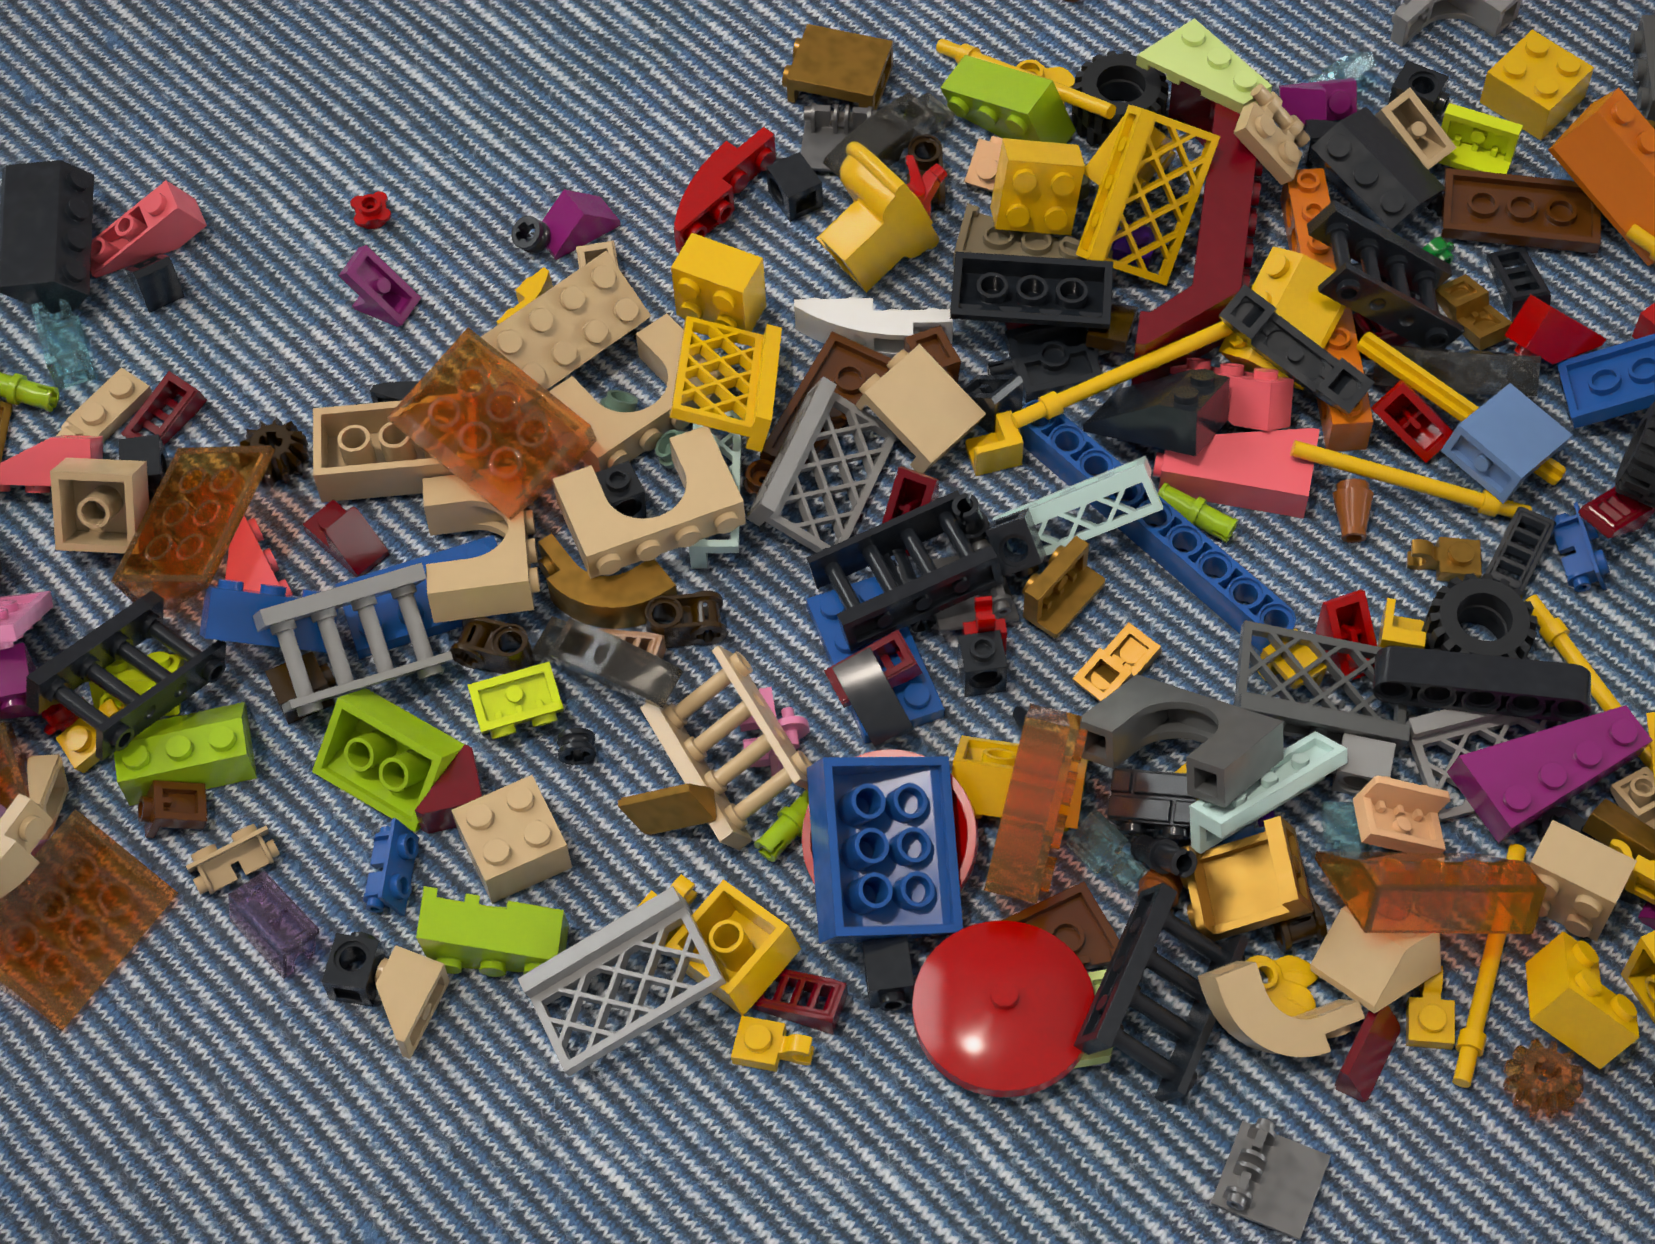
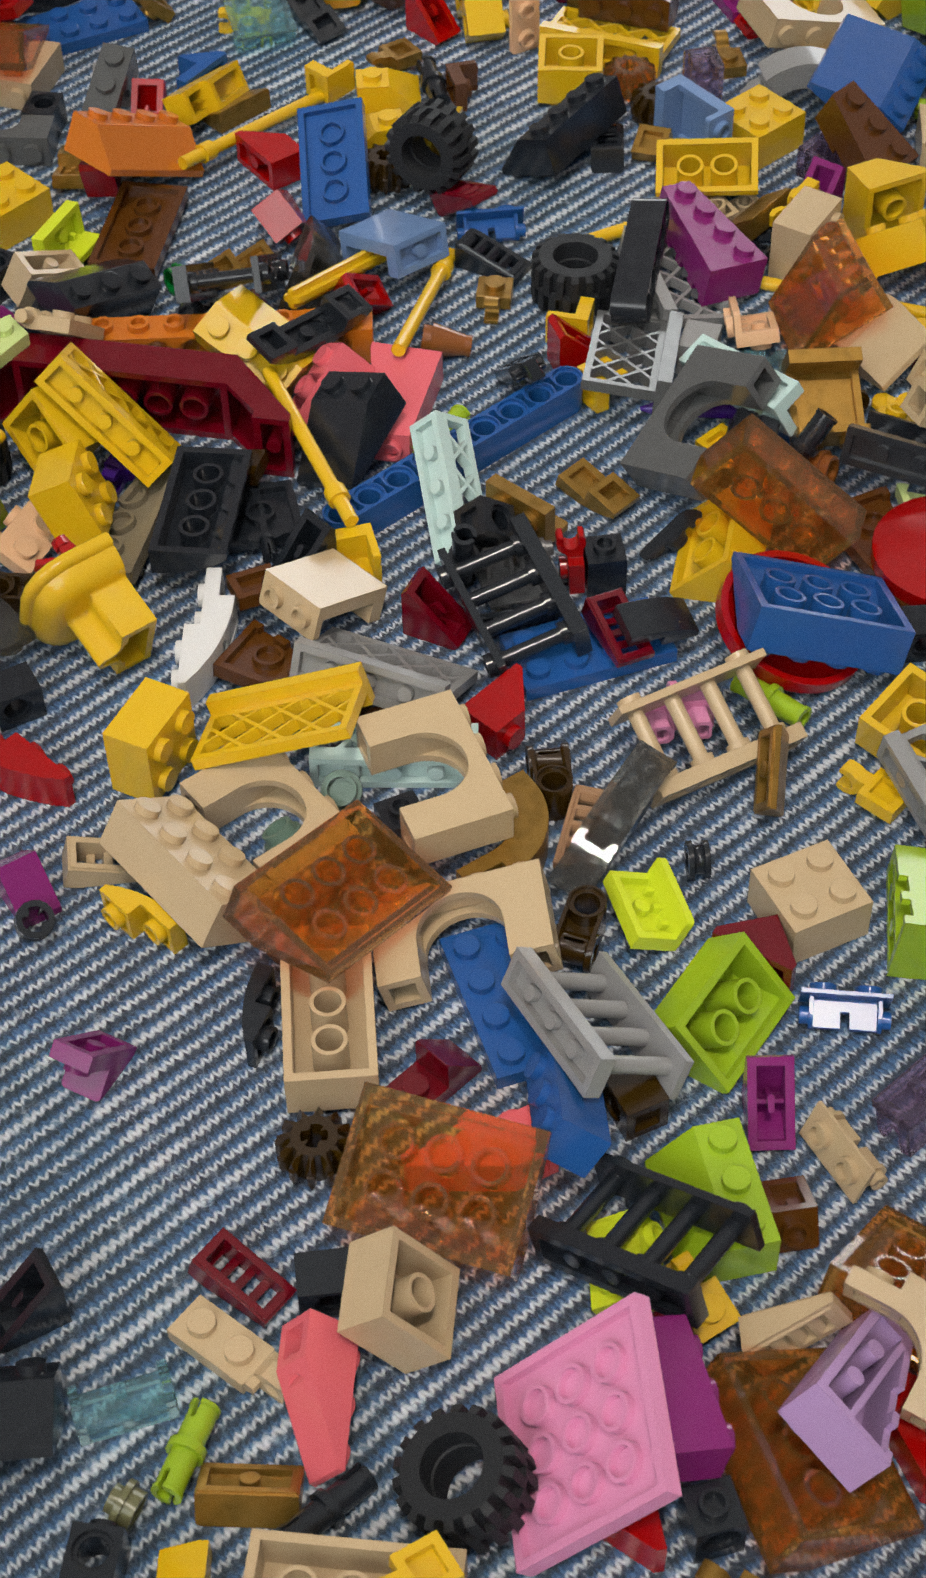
camera: 90 degrees left, 10 degrees down
(283, 795) = (769, 1102): none -> magenta slope
(770, 574) = (500, 712): none -> red slope
(1281, 572) = (522, 370): none -> black hinge
(1518, 282) = (214, 238): black slope -> none

